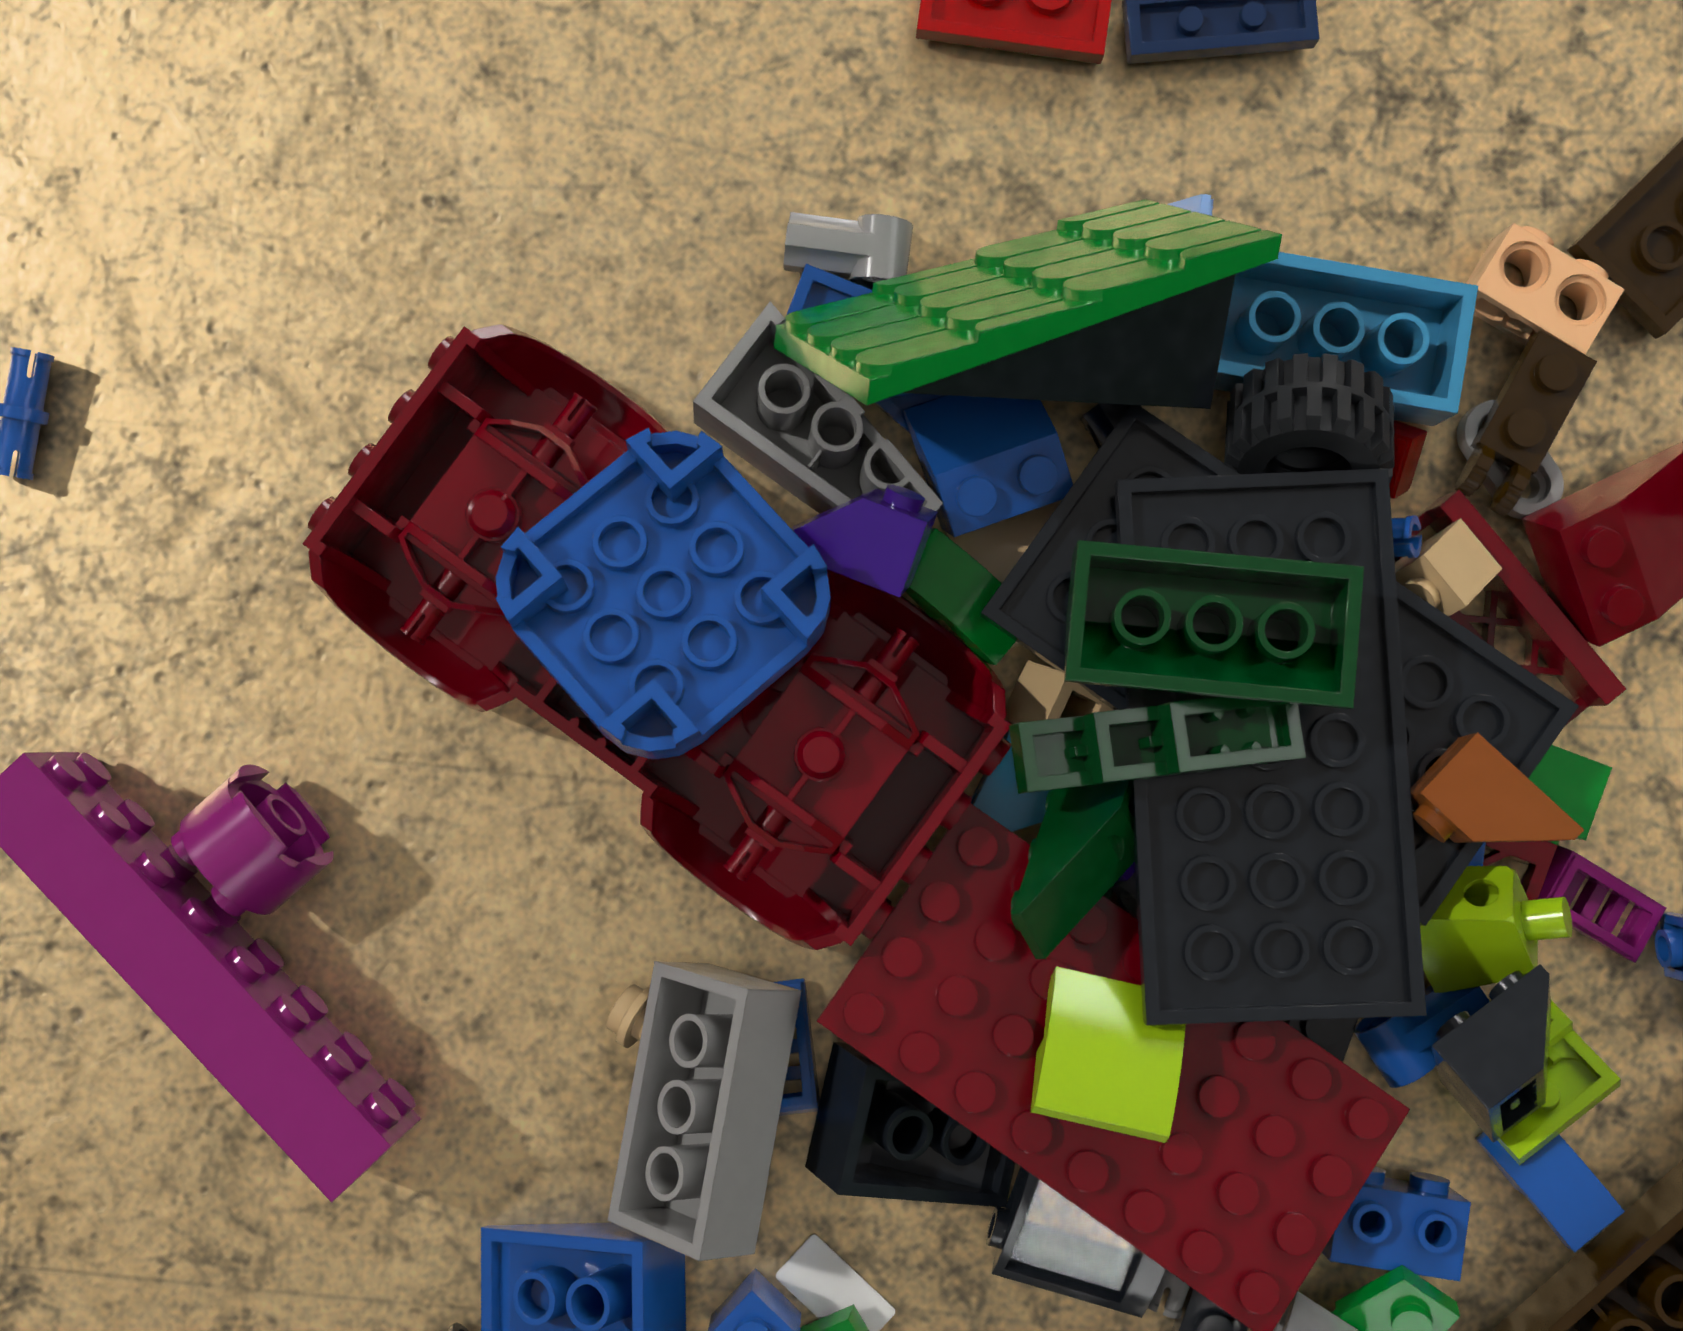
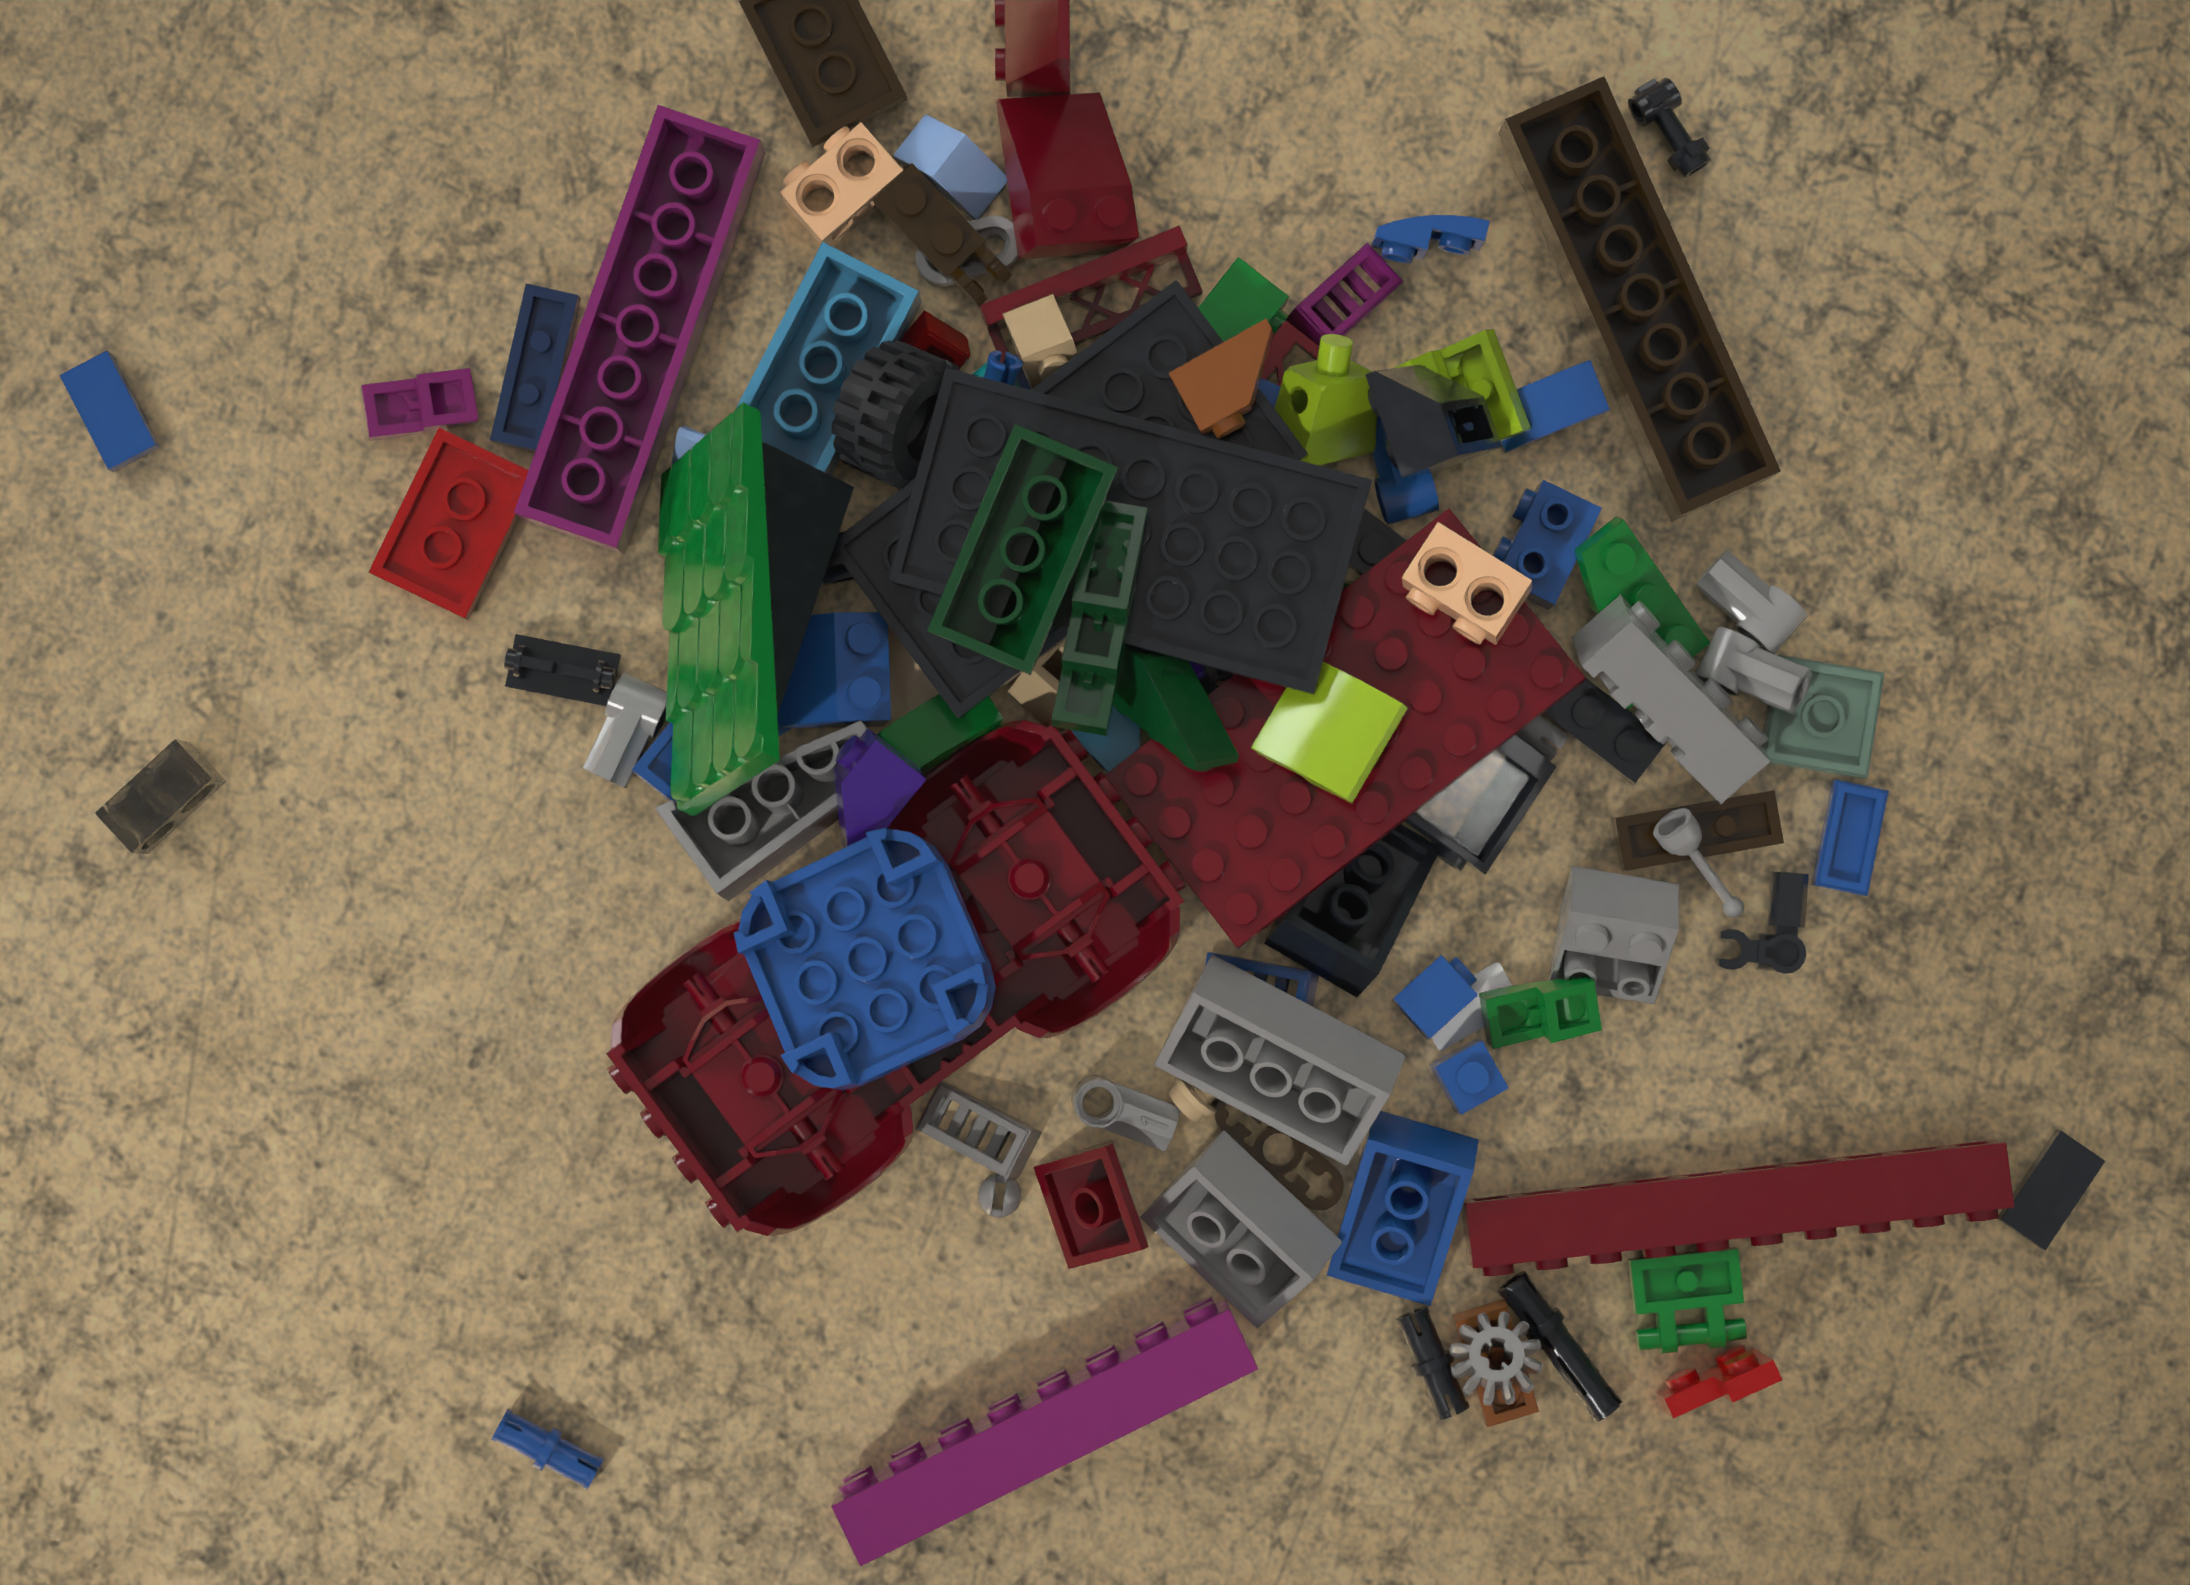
camera: 75 degrees left, 0 degrees up
(253, 842) = (958, 1357): magenta brick -> none
(453, 815) = (987, 1195): none -> light grey hinge
(476, 938) = (1091, 1205): none -> dark red slope
(500, 778) = (1019, 1152): none -> light grey slope
(500, 1119) = (1241, 1230): none -> light grey slope
(571, 1163) = (1299, 1186): none -> dark brown beam
(593, 947) = (1130, 1113): none -> light grey piece
(835, 1259) = (1436, 995): none -> blue brick
(893, 154) = (561, 670): none -> black hinge
(1308, 118) = (640, 329): none -> magenta brick
(1354, 1171) = (1475, 573): none -> light nougat brick
(1603, 416) = (953, 165): none -> light blue slope

